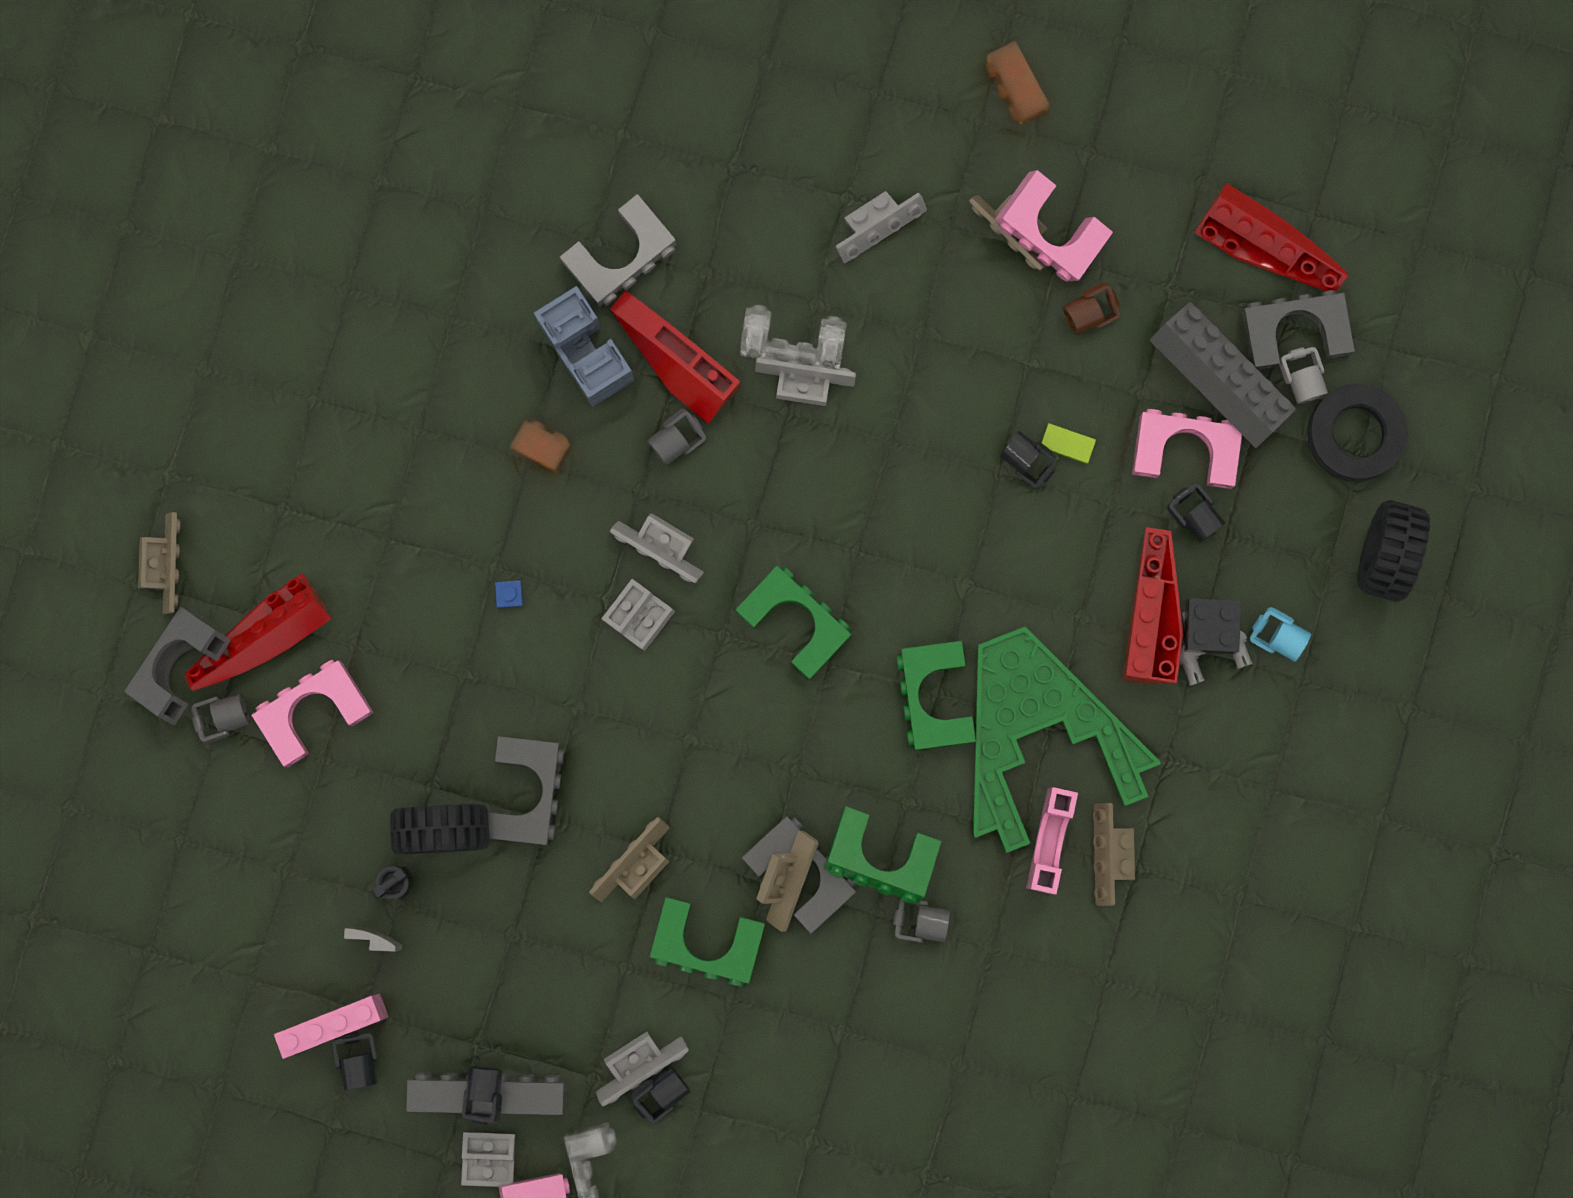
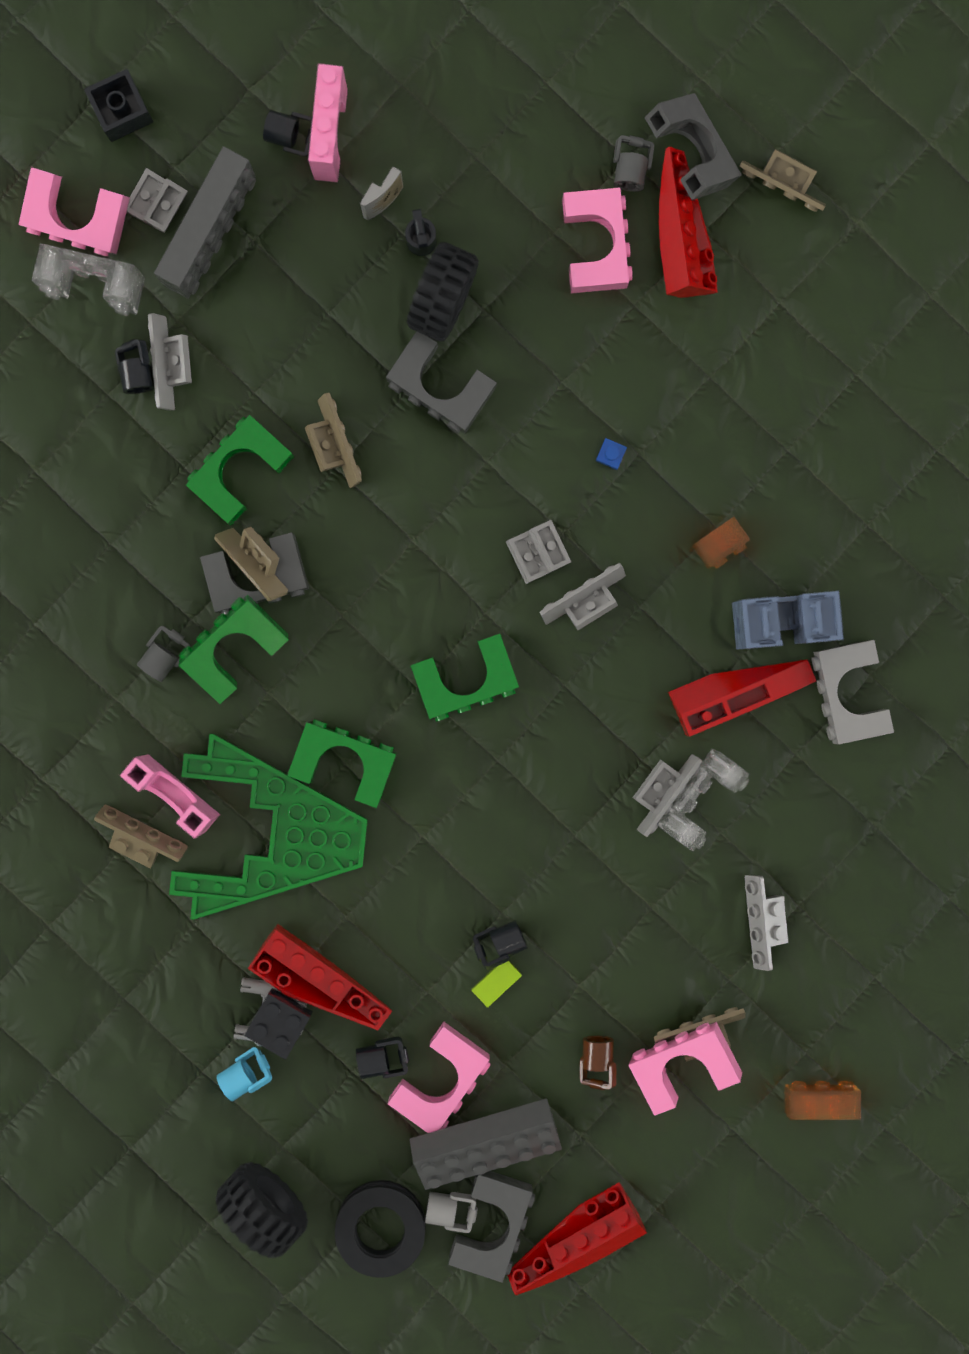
camera: 115 degrees right, 5 degrees up
(483, 1086) = (205, 215): black piece -> none
(670, 443) = (669, 651): dark grey piece -> none

